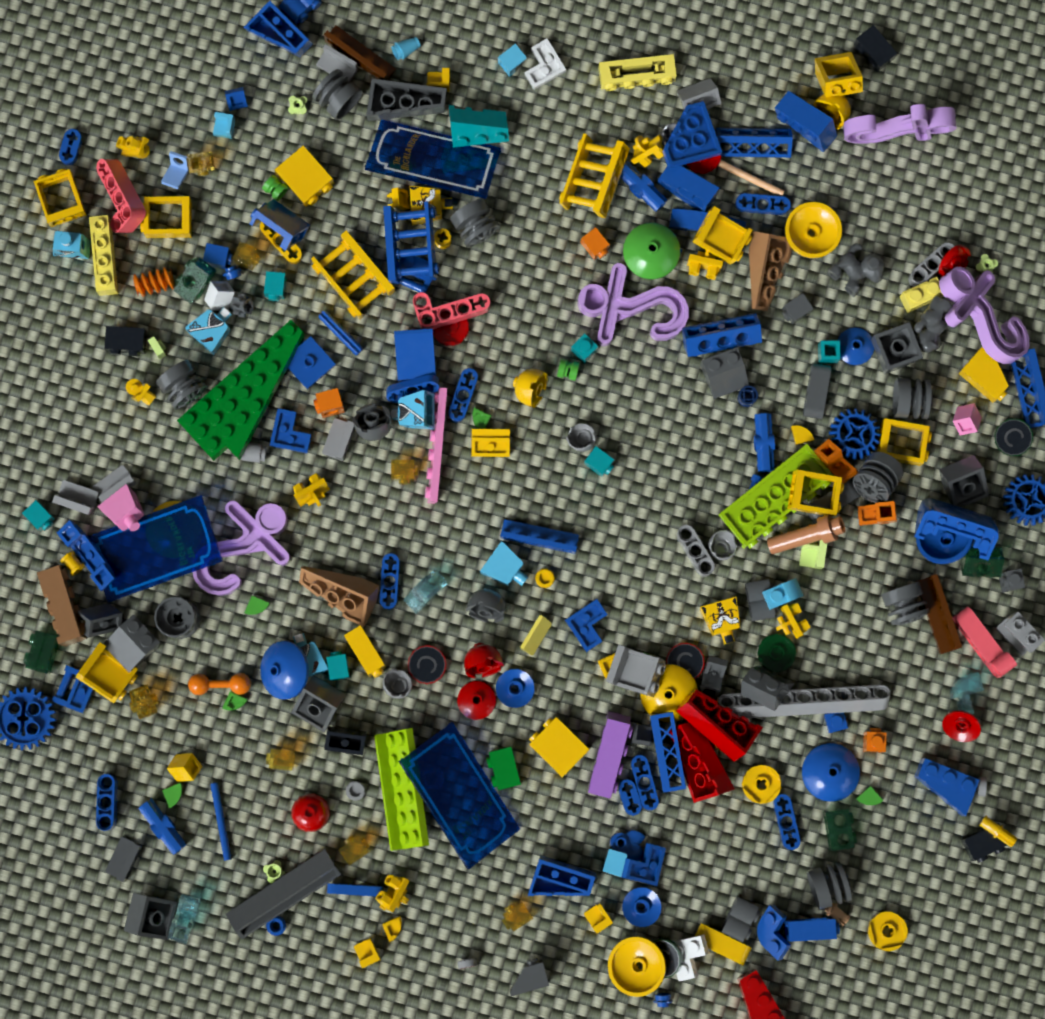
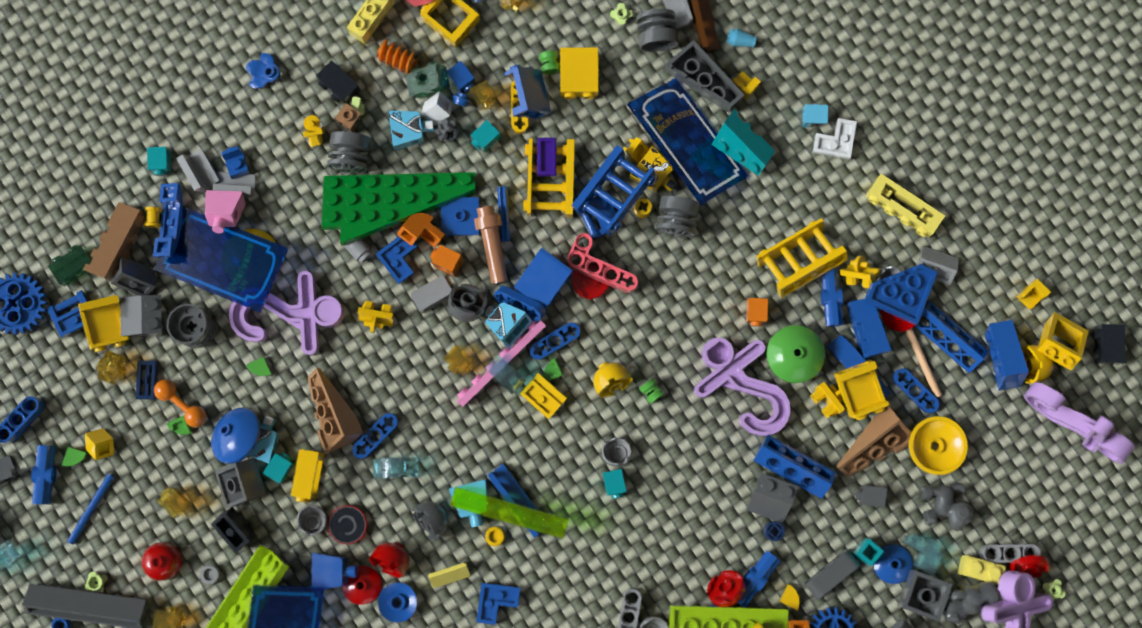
camera: 45 degrees right, 0 degrees up
(55, 382) = (260, 71): none -> blue plate
(99, 467) = (235, 162): none -> blue bracket
(157, 359) = (347, 117): none -> medium nougat bracket
(175, 699) = (146, 396): none -> dark blue tile
(285, 395) = (420, 225): none -> orange brick
(336, 261) = (546, 156): none -> dark purple tile
(336, 349) = (488, 224): none -> nougat piece
(445, 707) = (331, 570): none -> blue torso
(450, 450) = (505, 374): none -> clear light blue brick
(541, 547) = (509, 512): none -> clear neon green plate
(584, 348) = (678, 385): teal brick -> none
(749, 467) = (726, 588): none -> red tile
(788, 58) = (1033, 293): none -> yellow panel
(873, 314) = (928, 555): none -> clear light blue brick

